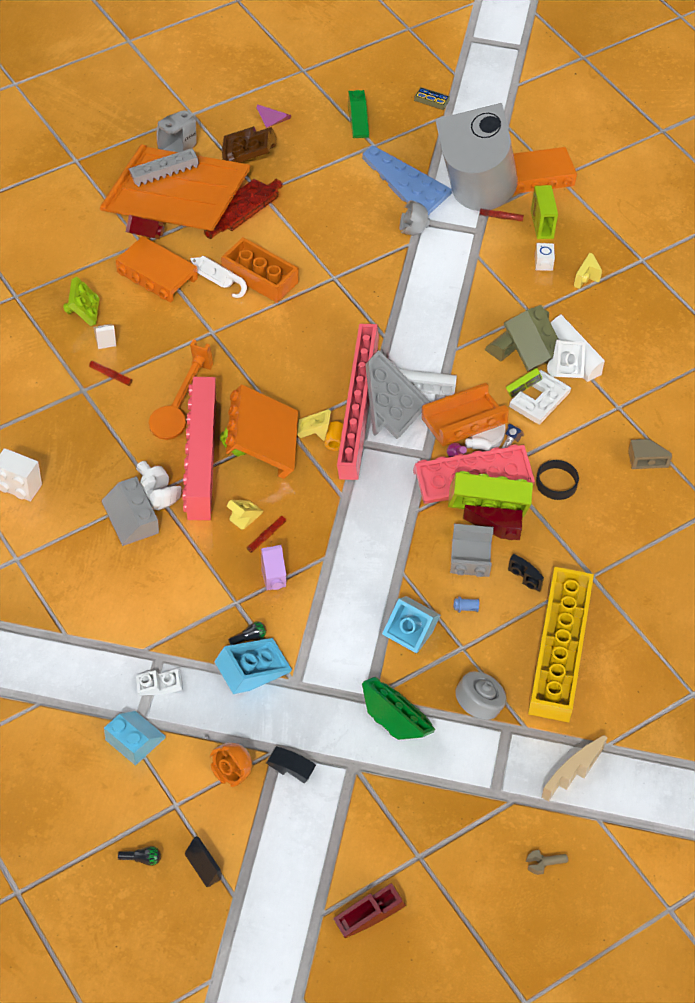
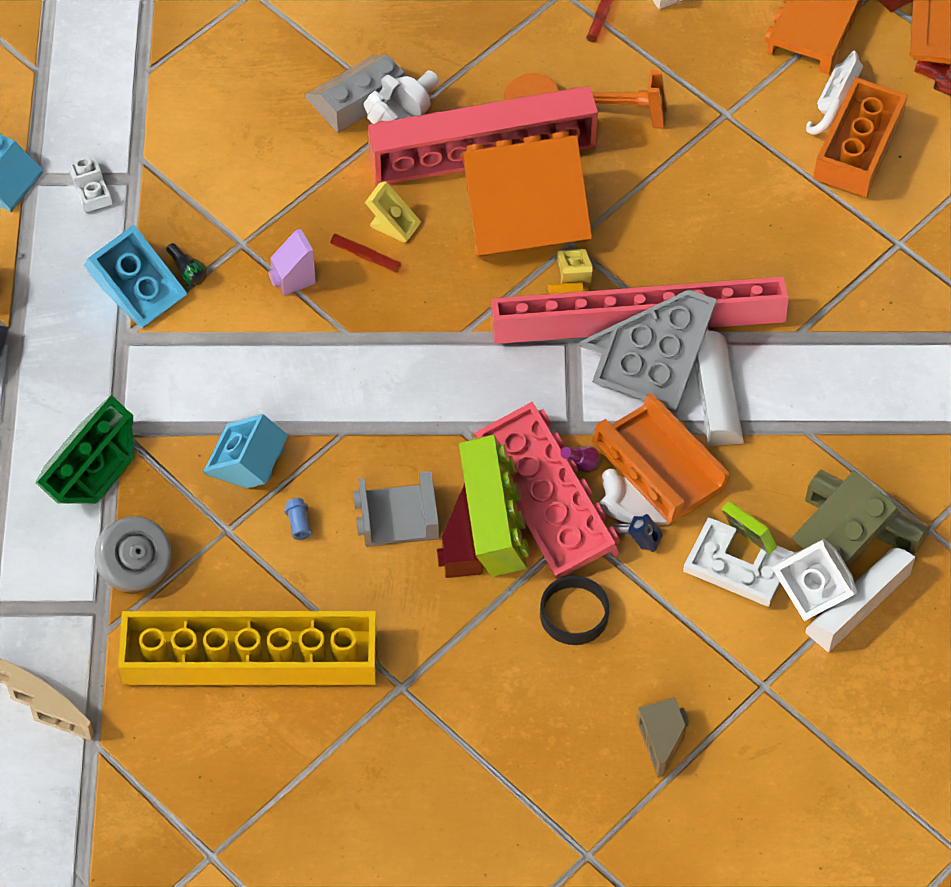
camera: 80 degrees right, 5 degrees up
(531, 576) = (373, 590): black slope -> none

